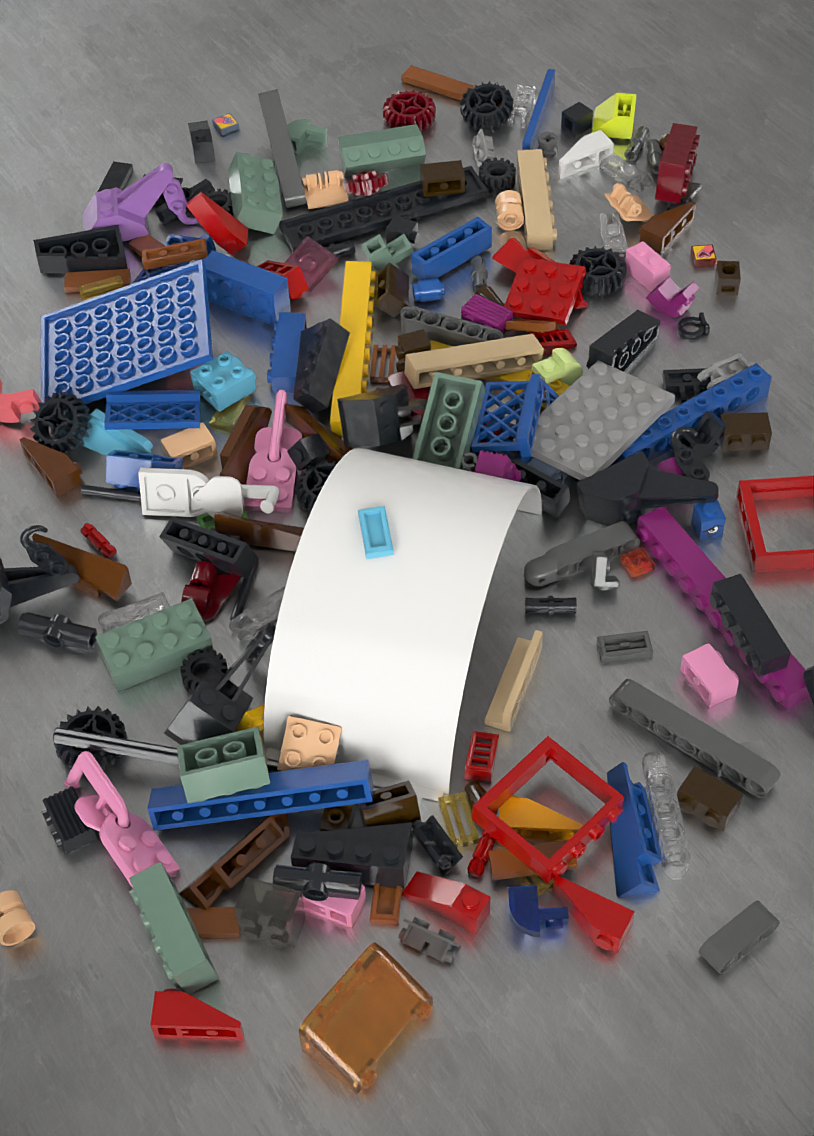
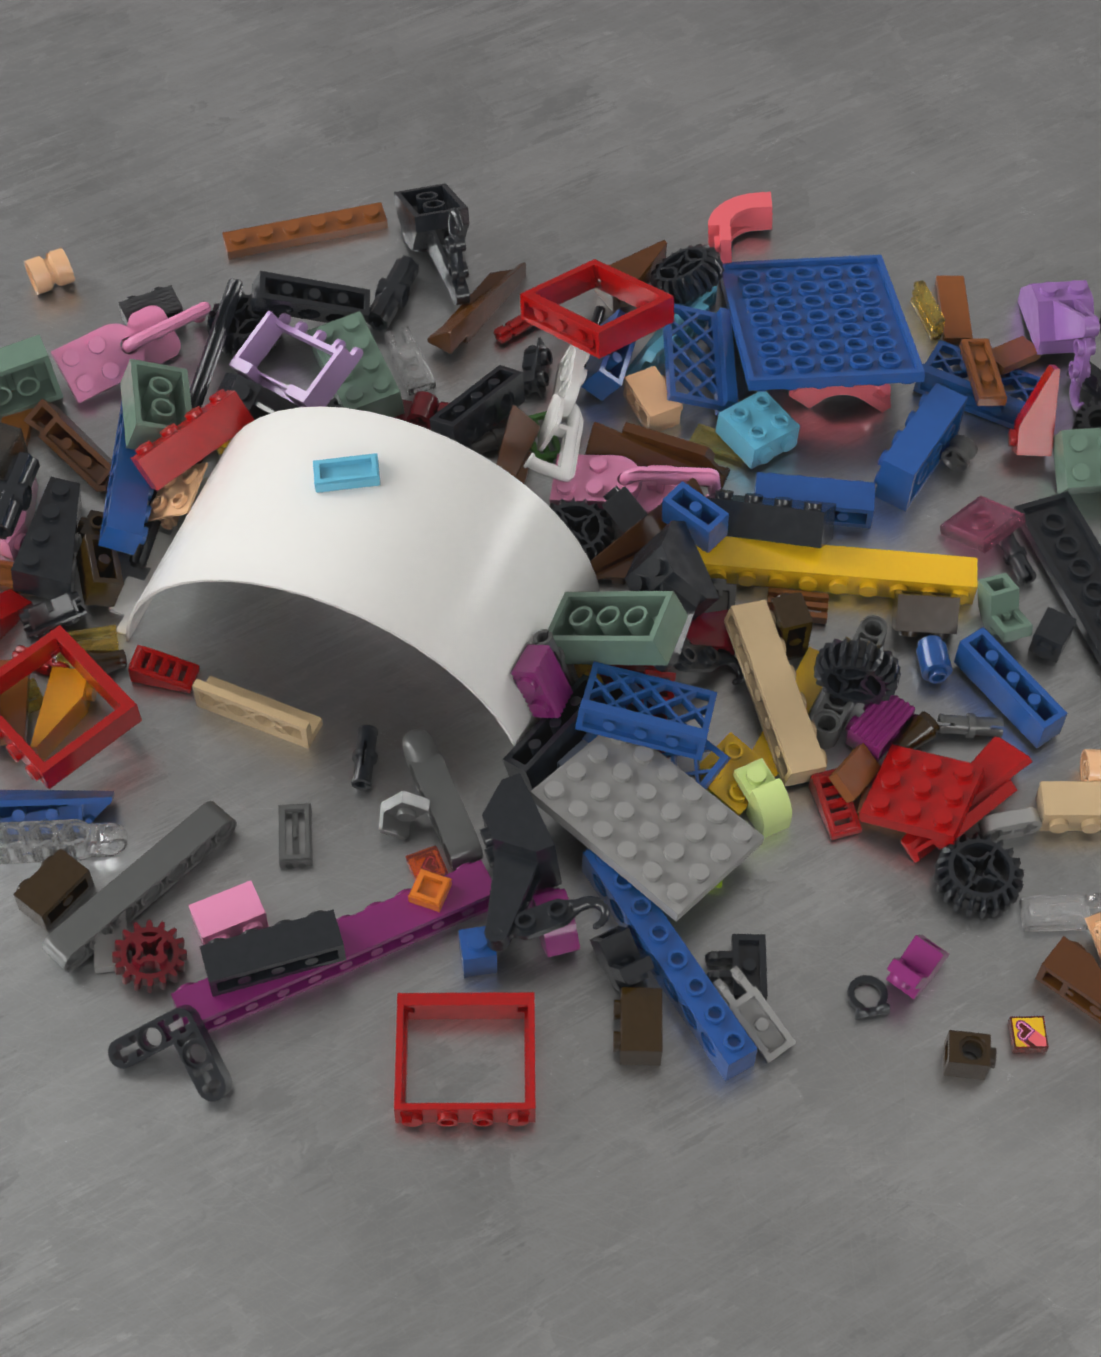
camera: 90 degrees right, 5 degrees up
(79, 676) = (307, 298): none -> black brick
(81, 251) = (995, 292): black wedge -> none
(132, 479) = (543, 310): none -> red window
(141, 523) = (536, 368): none -> black hinge
(160, 717) = (324, 385): none -> lavender hinge
(271, 720) = (191, 439): none -> red brick
(296, 280) = (952, 491): red slope -> none
(321, 400) = (703, 517): none -> blue brick
(465, 306) = (857, 671): none -> black gear
(554, 251) = (1010, 824): none -> light grey beam
(625, 341) = (810, 884): black wedge -> none
(646, 266) = (986, 942): bright pink brick -> none
(672, 541) = (430, 890): none -> orange tile
(754, 721) = (150, 969): none -> dark red gear

